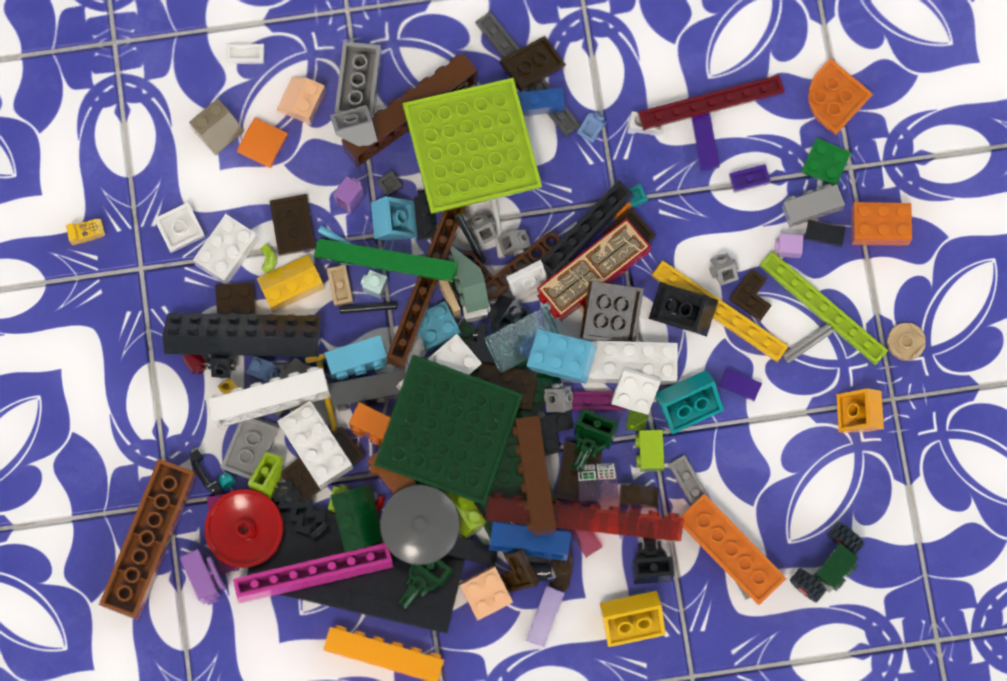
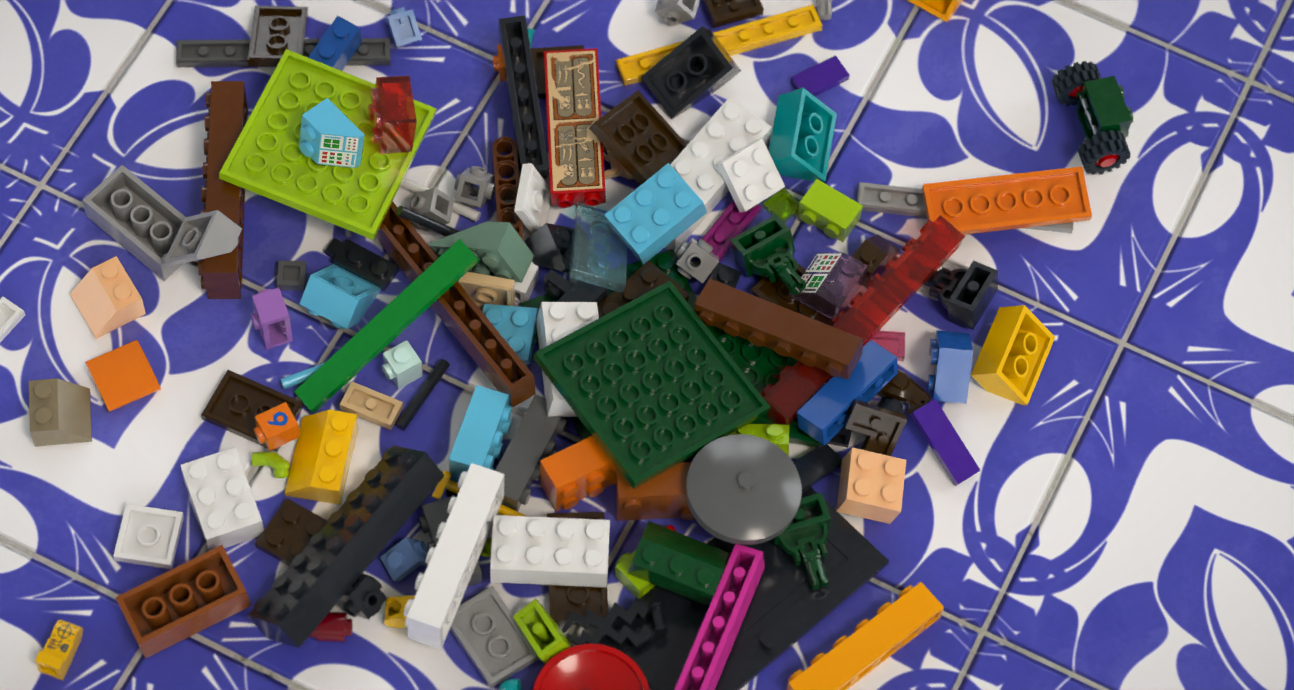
camera: 60 degrees left, 15 degrees down
(153, 274) = (183, 601): none -> dark orange brick
(286, 246) = (276, 427): none -> orange brick
(465, 144) = (330, 137): none -> medium azure slope
(509, 168) = (392, 114): none -> clear red piece
(595, 587) = (952, 360): none -> brick

